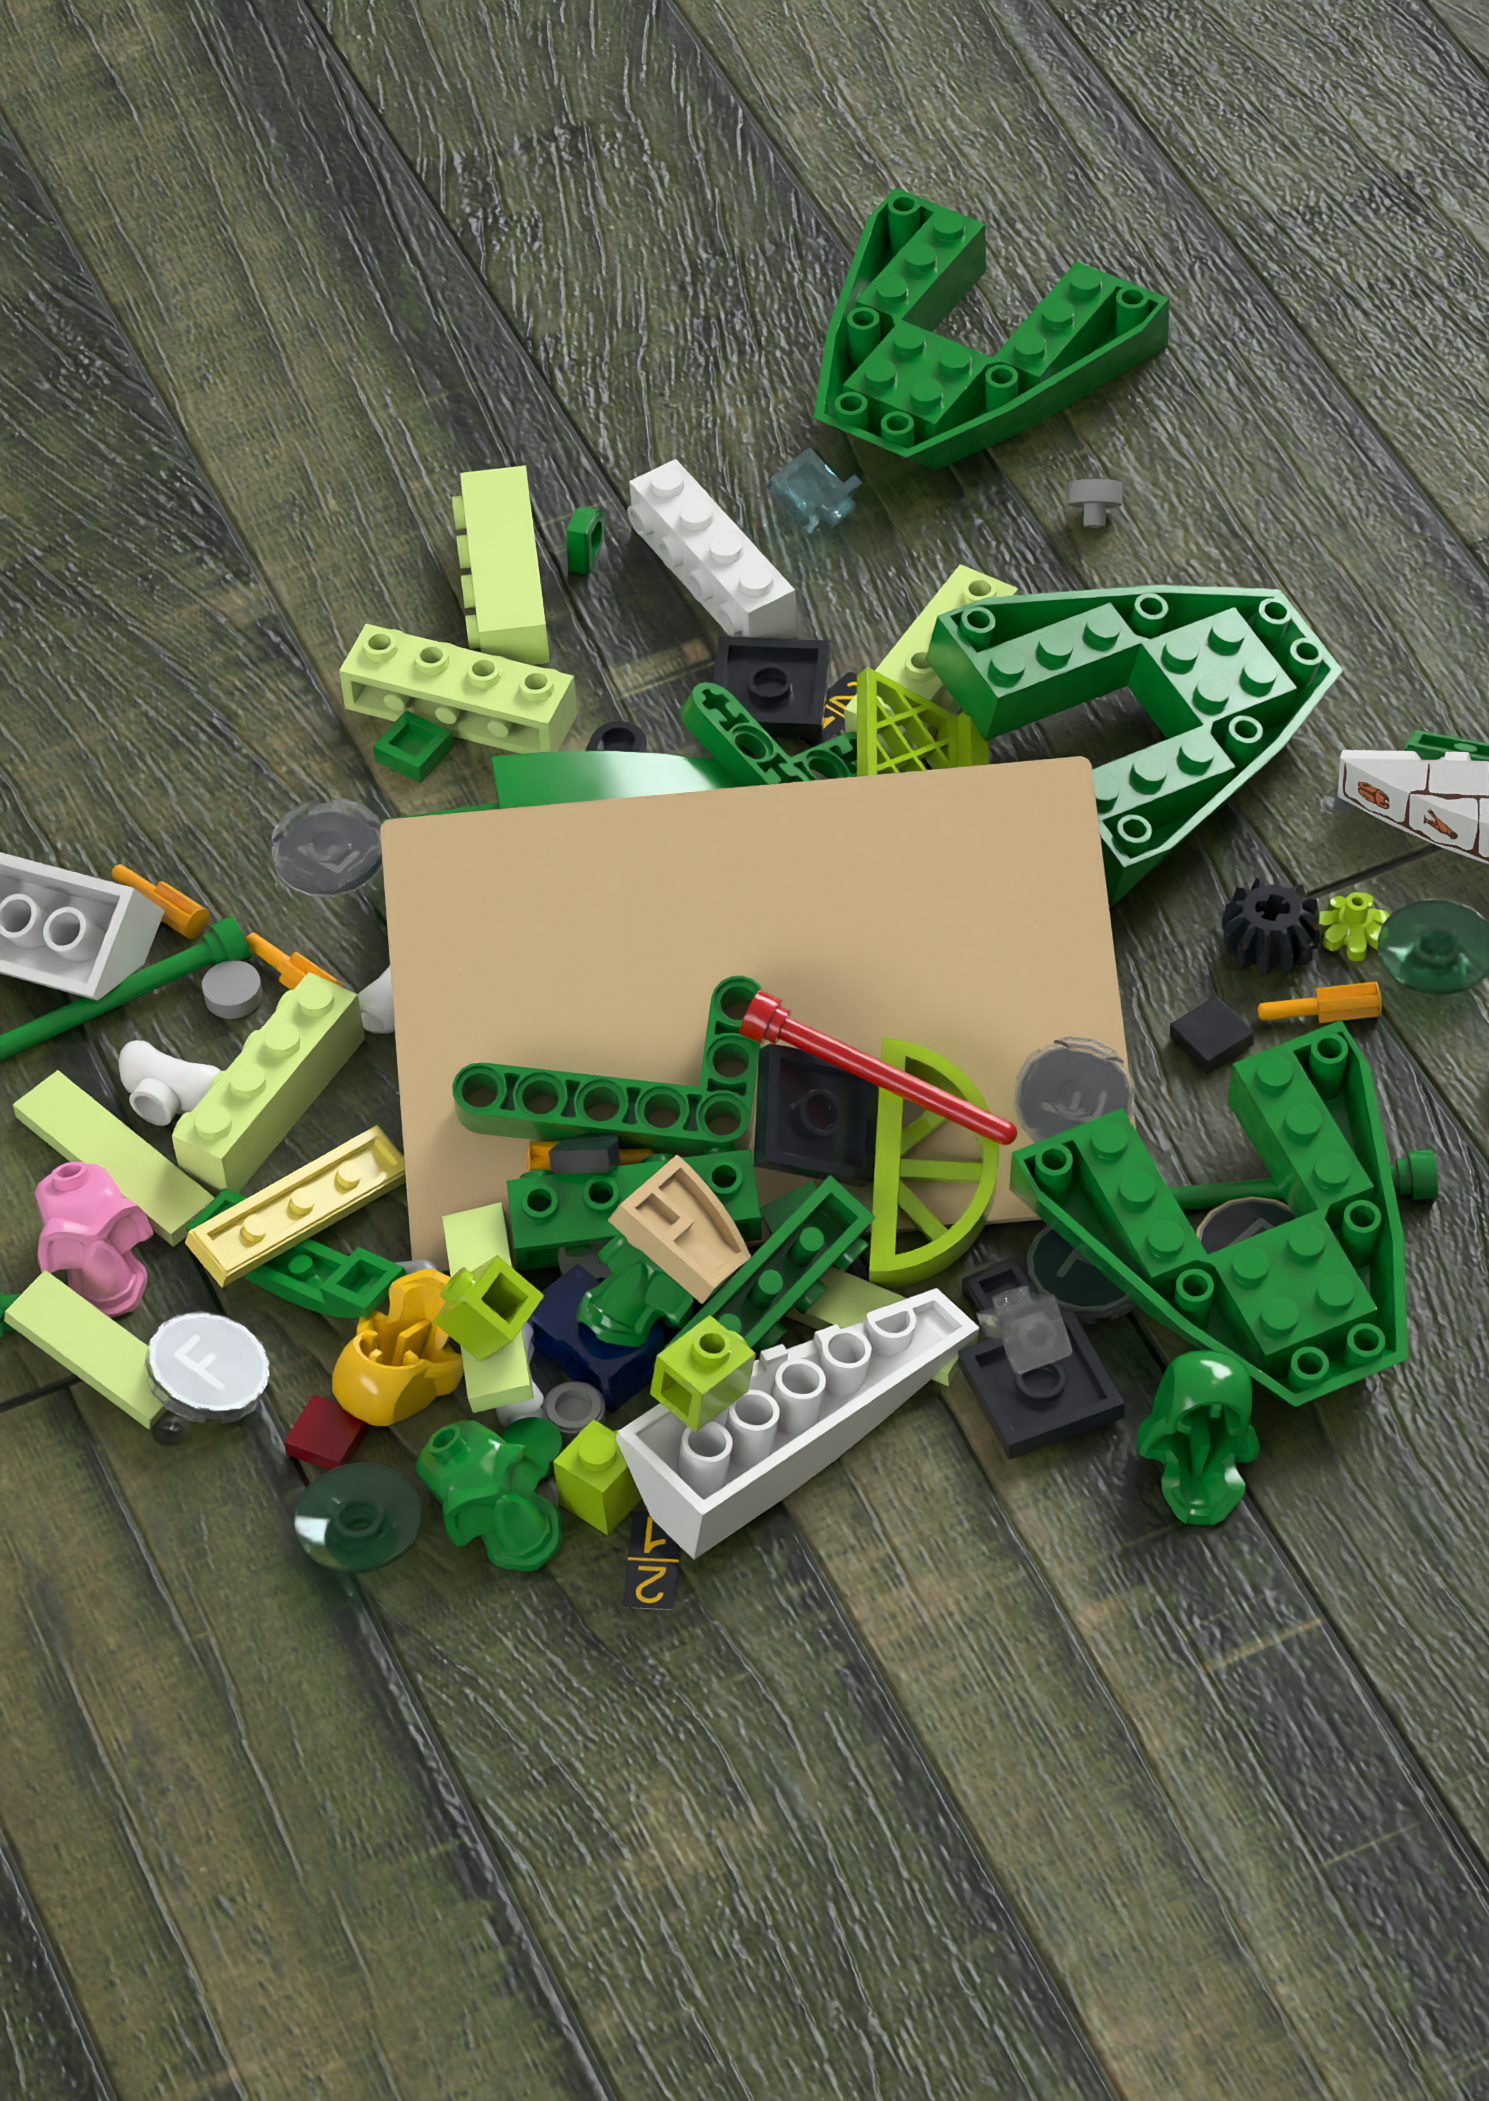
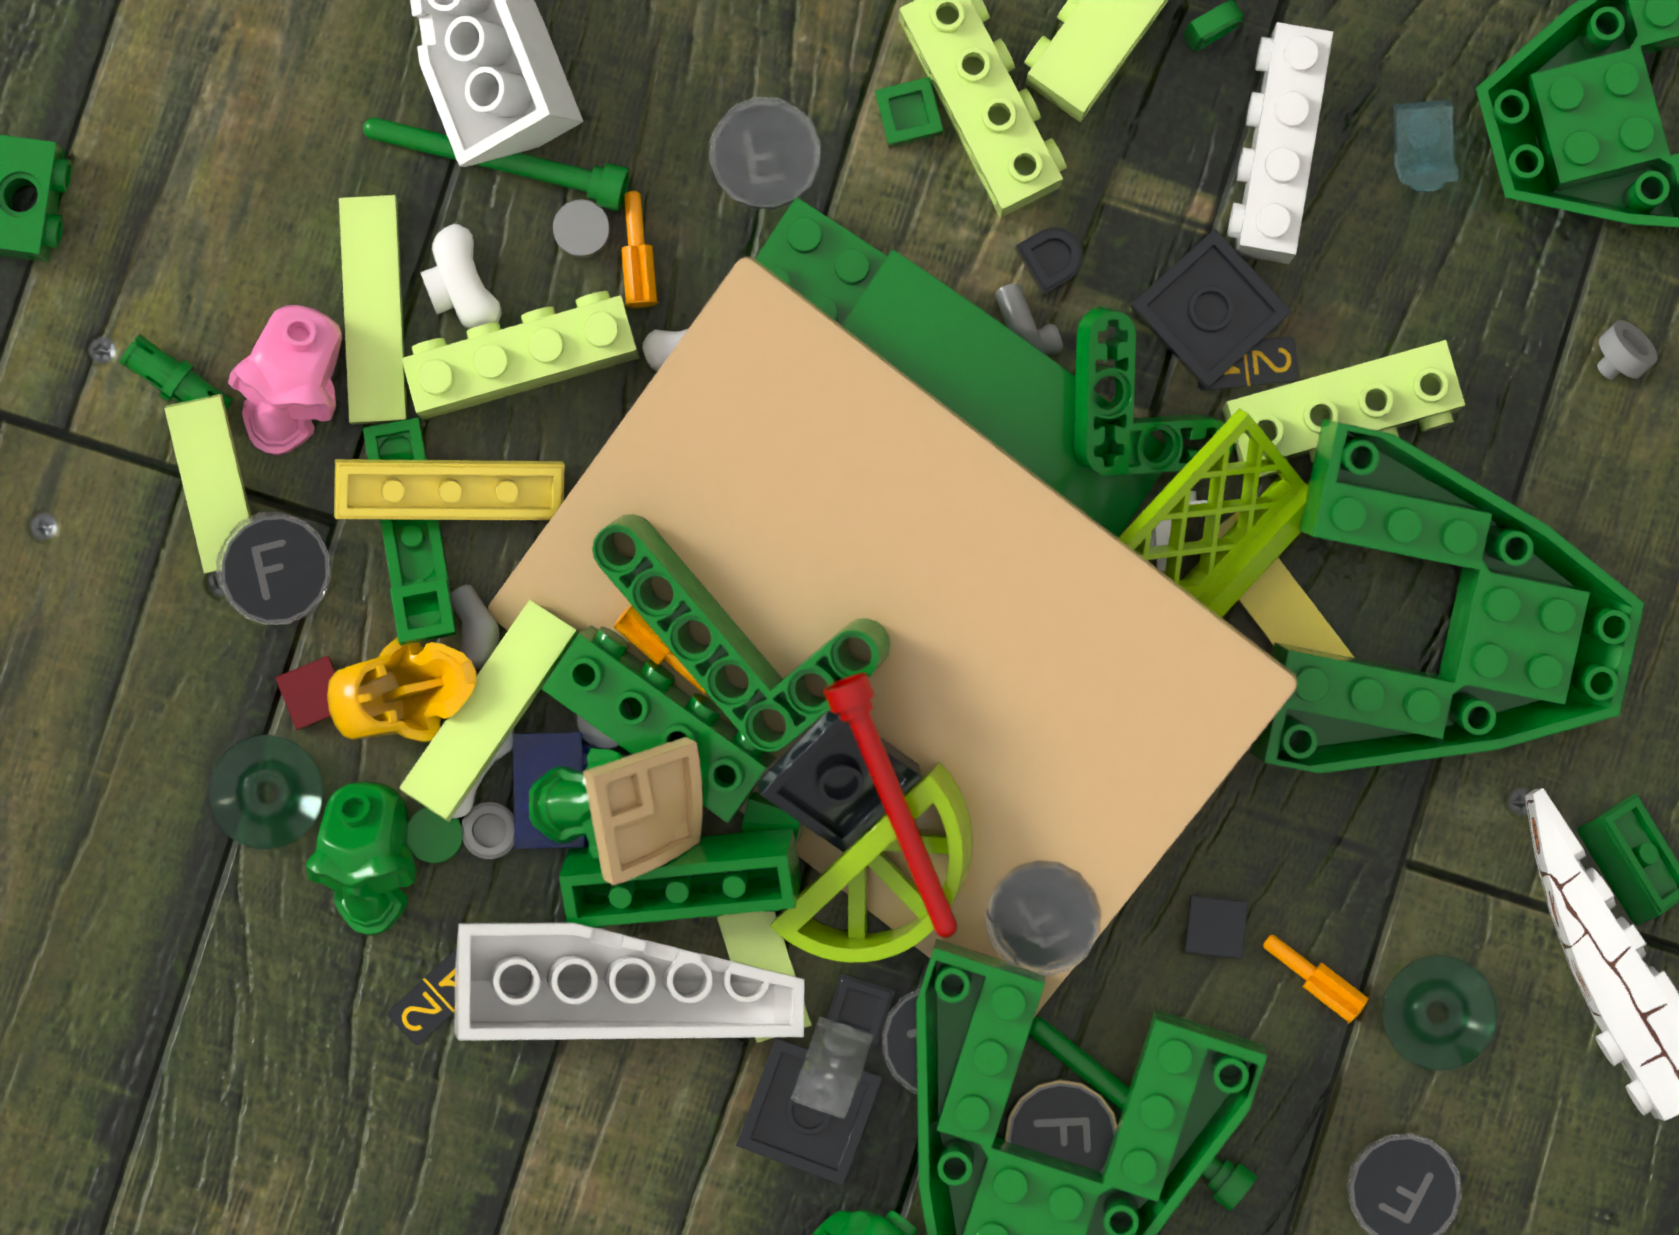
camera: 40 degrees right, 35 degrees up
(179, 910) = (602, 98): light orange axle -> none
(486, 1307) = (457, 747): lime brick -> none
(585, 1154) = (648, 668): black tile -> none
(595, 1478) = (445, 906): lime brick -> none
(703, 1373) = (553, 939): lime brick -> none
(1271, 926) = (1343, 901): black gear -> none
(1352, 923) = (1401, 920): lime plant -> none

